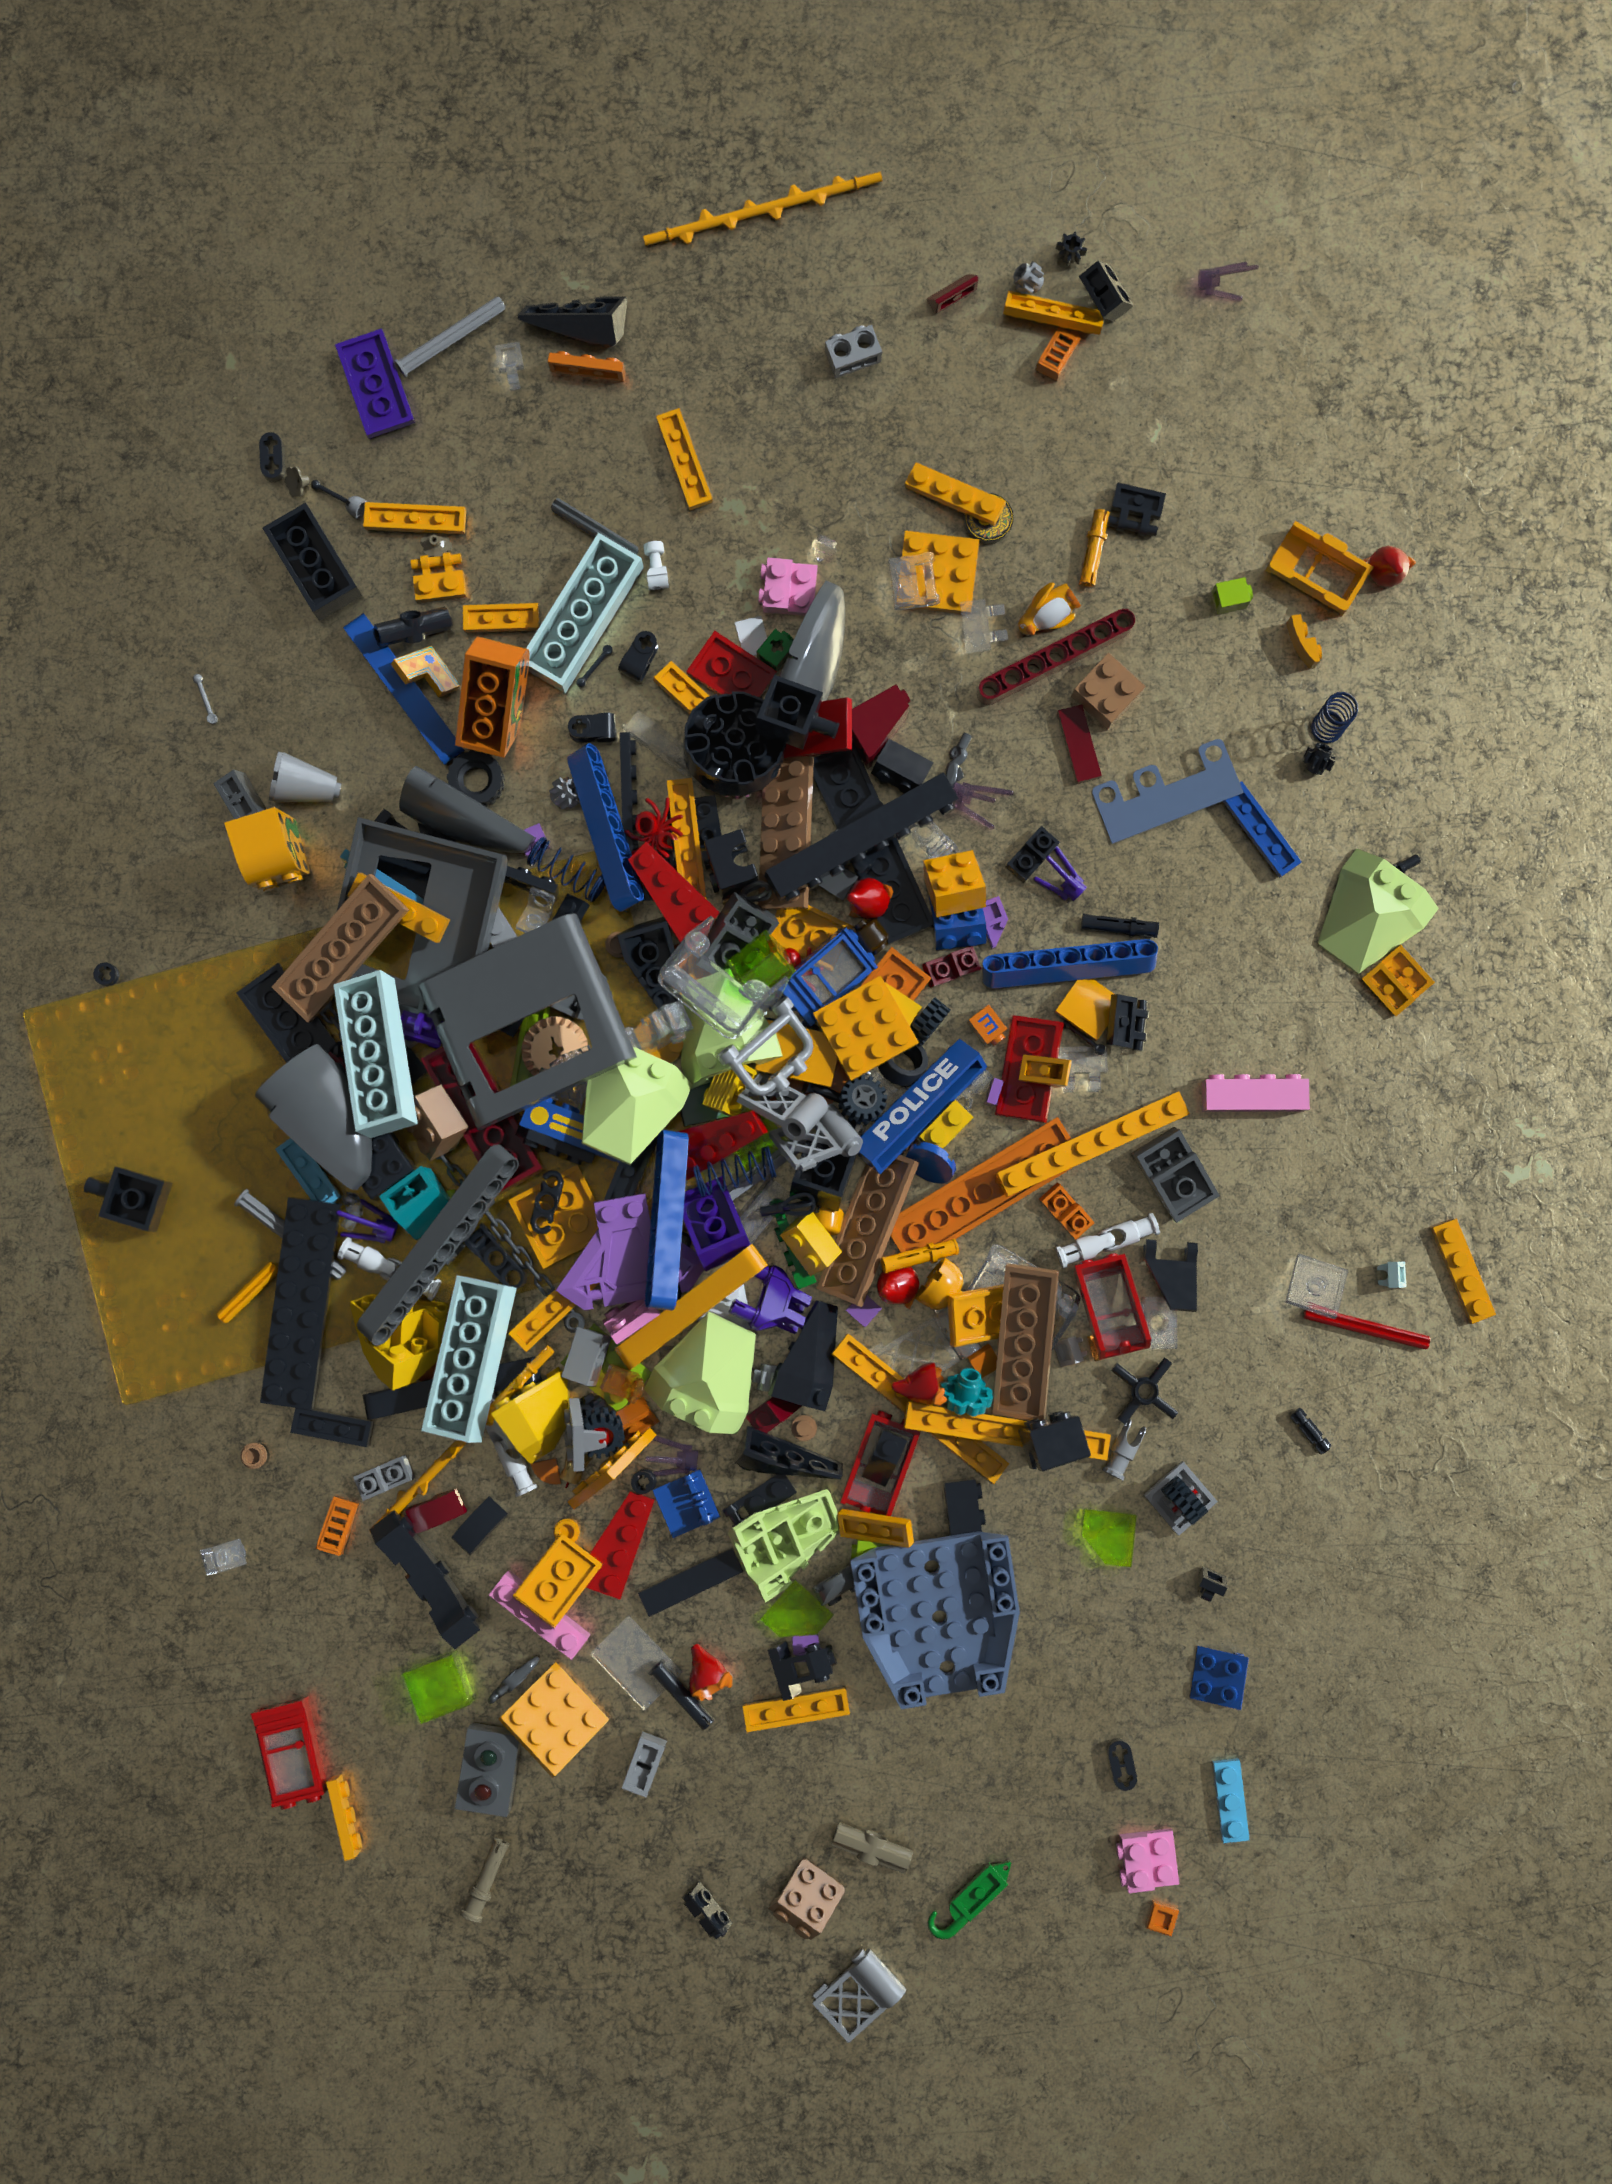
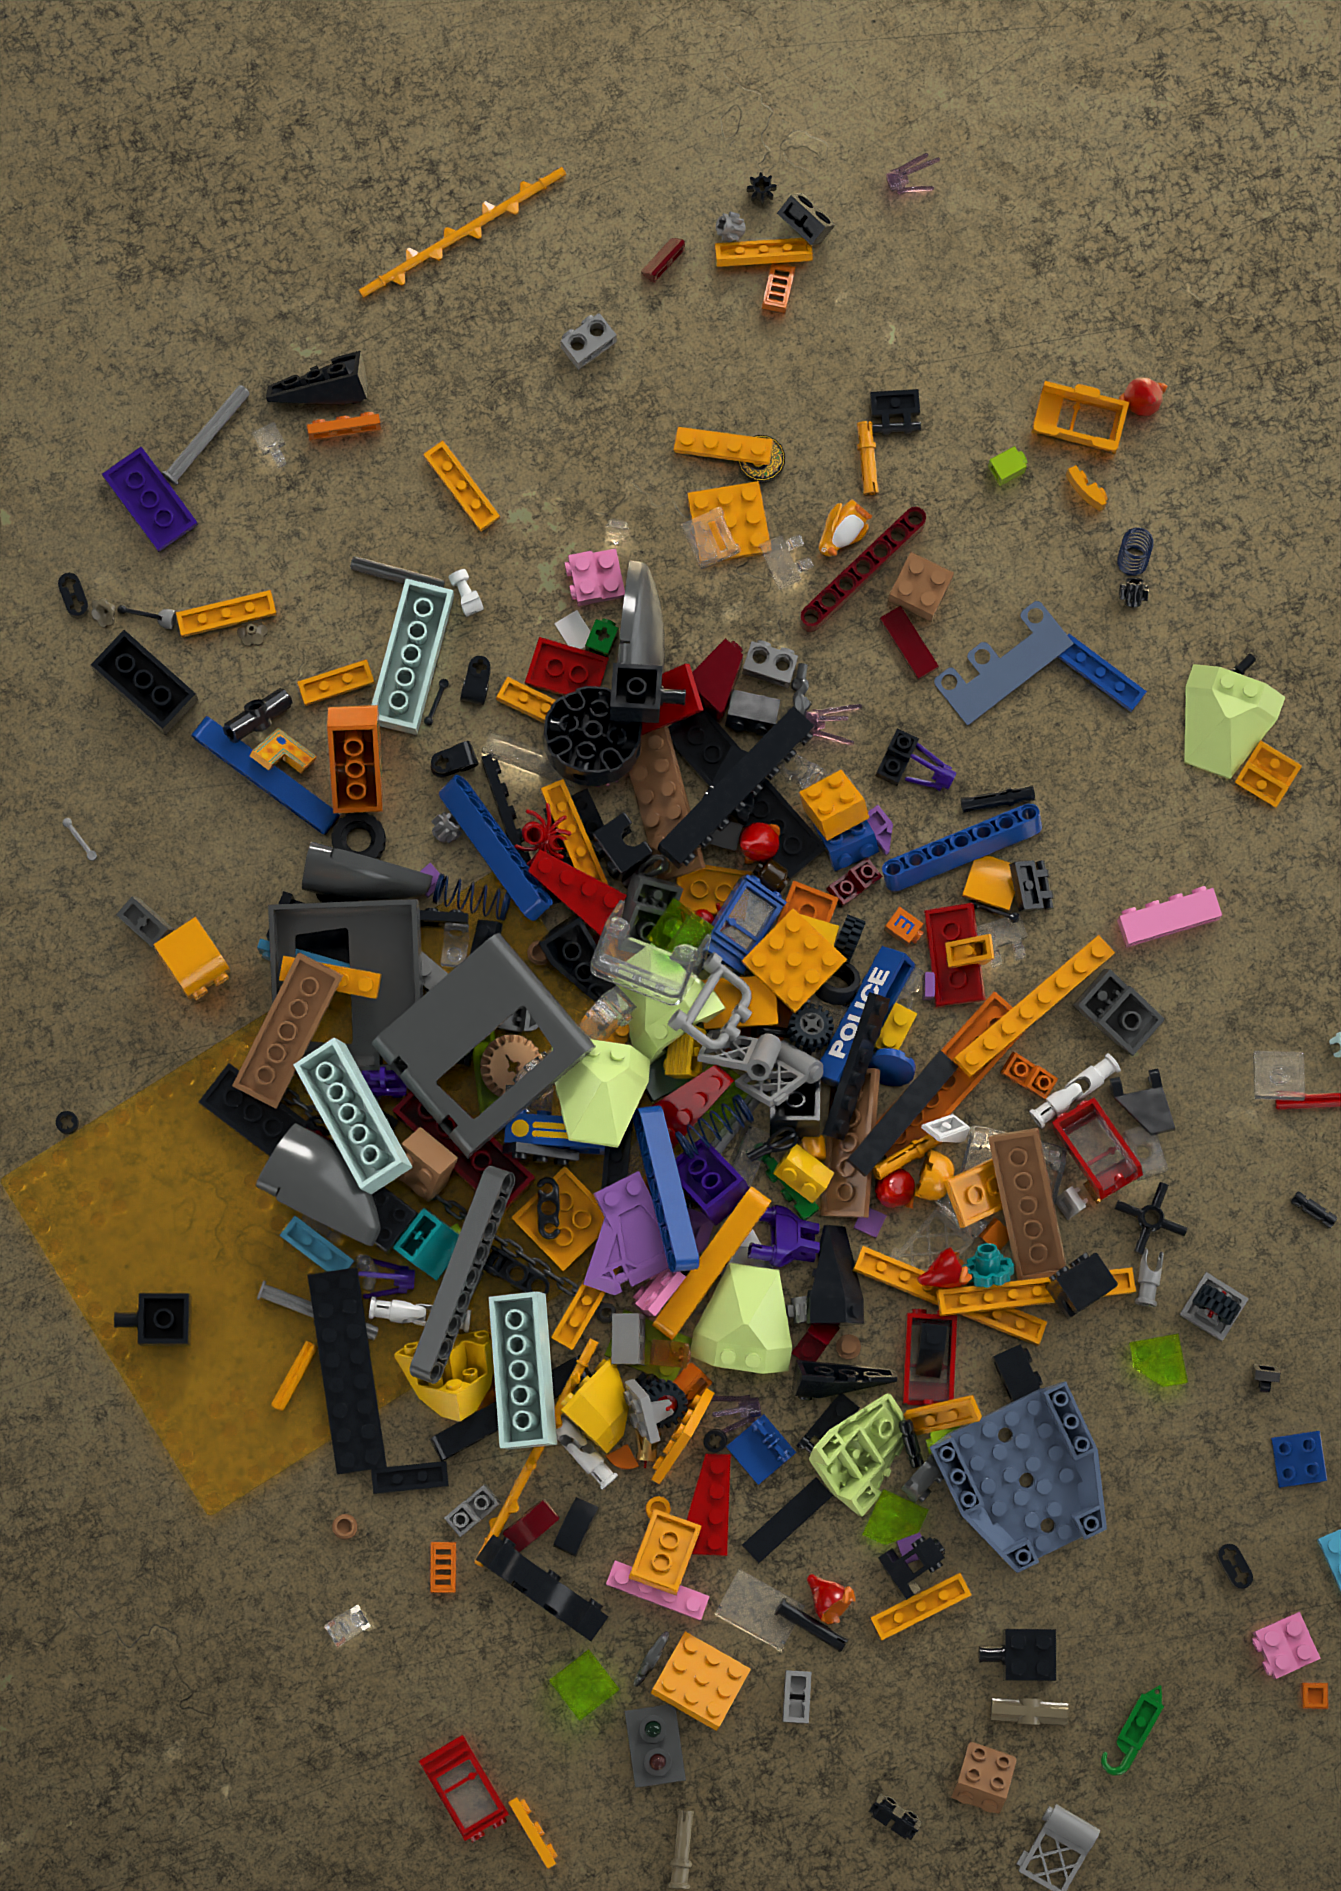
camera: 20 degrees left, 5 degrees down
(301, 782) = (197, 889): light grey cone -> none
(438, 585) = (268, 669): light orange plate -> none
(836, 1544) = (911, 1443): none -> black axle
(885, 1791) = (1024, 1654): none -> black brick
(896, 1152) = (856, 1066): none -> black plate
(927, 1213) = (902, 1113): none -> black tile
(930, 729) = (768, 671): none -> light grey brick
(967, 1242) = (947, 1129): none -> white slope

